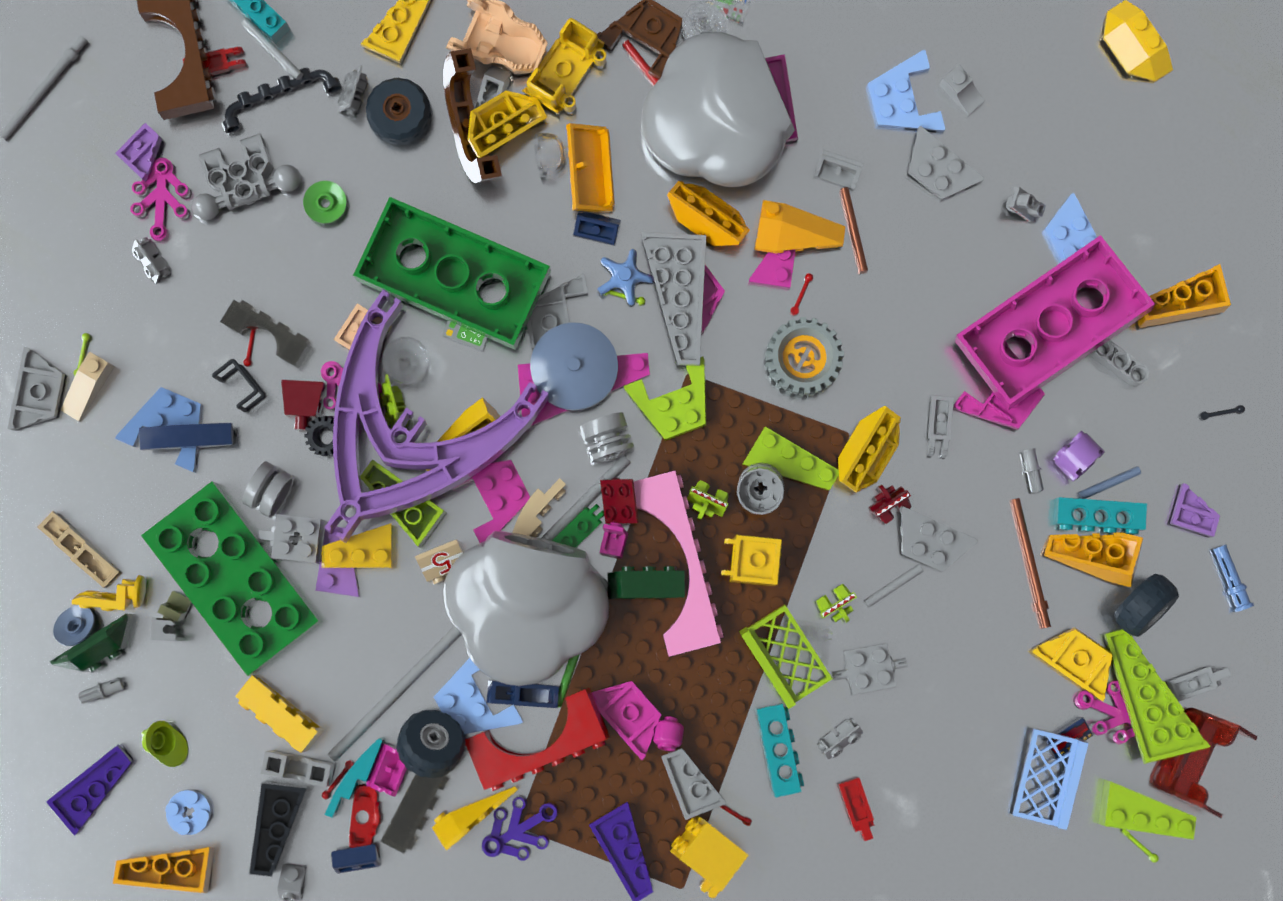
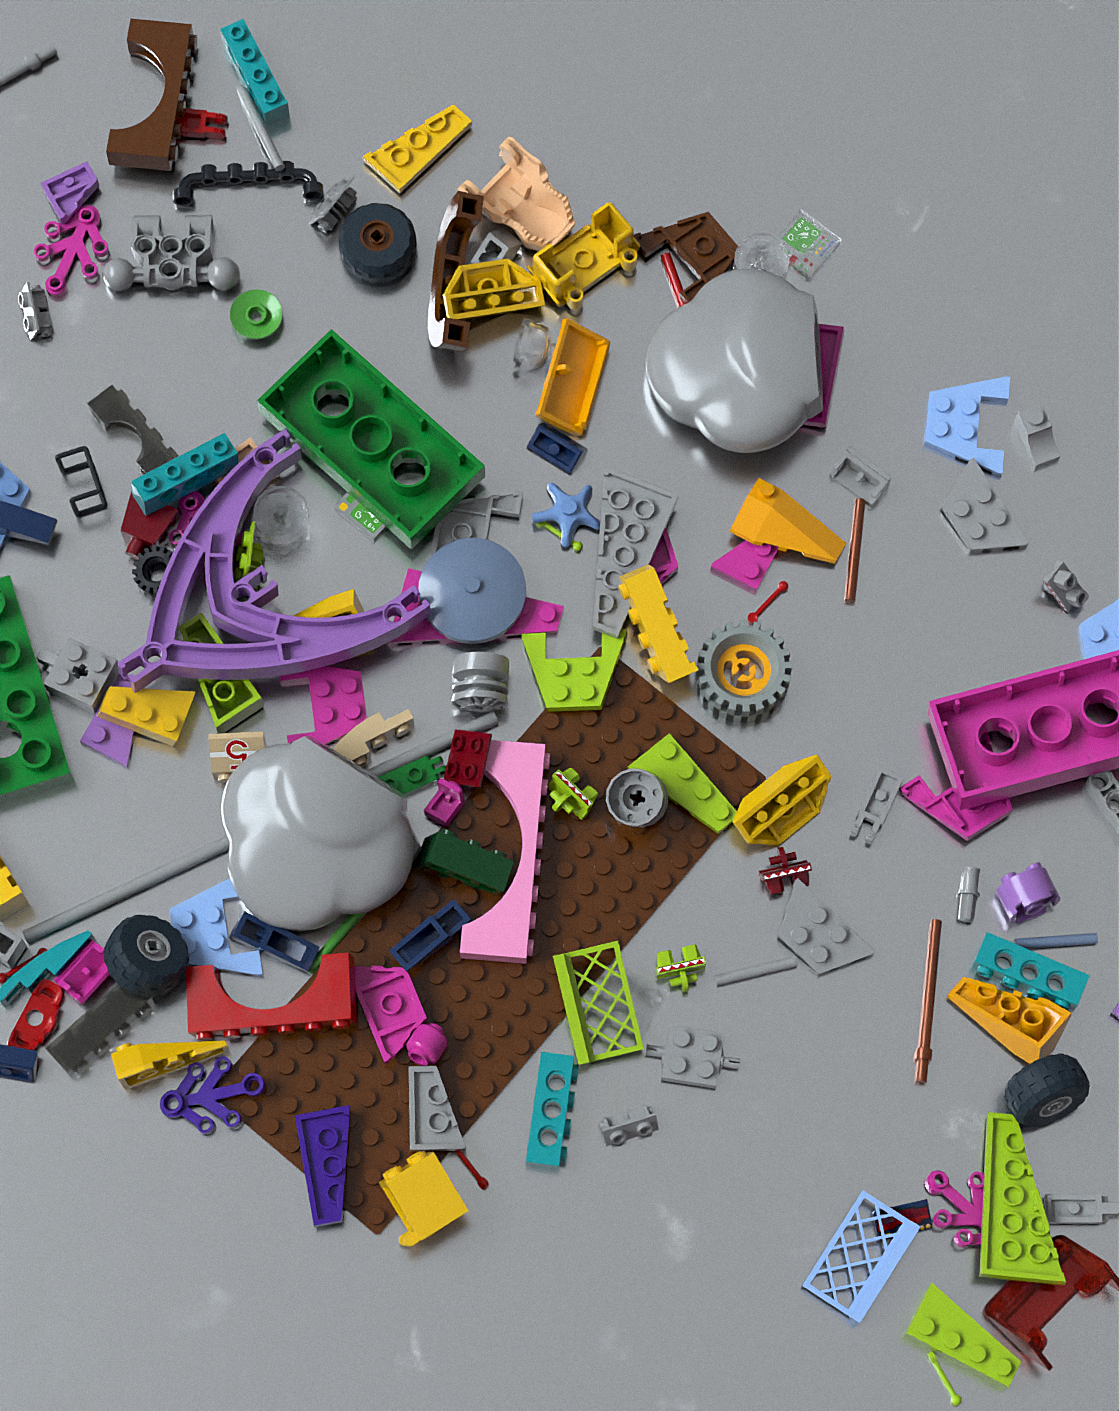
camera: 20 degrees right, 10 degrees down
(247, 362) = (100, 461): red hinge -> none
(268, 489) = (69, 606): light grey wheel -> none
(318, 353) = (184, 474): none -> teal brick
(641, 649) = (430, 936): none -> dark blue slope
(707, 214) = (688, 472): light orange wedge -> none
(726, 346) = (655, 624): none -> yellow wedge
(754, 560) = (598, 875): yellow container -> none
(857, 807) = (619, 1211): red hinge -> none
(1078, 659) = (946, 1132): yellow wing -> none

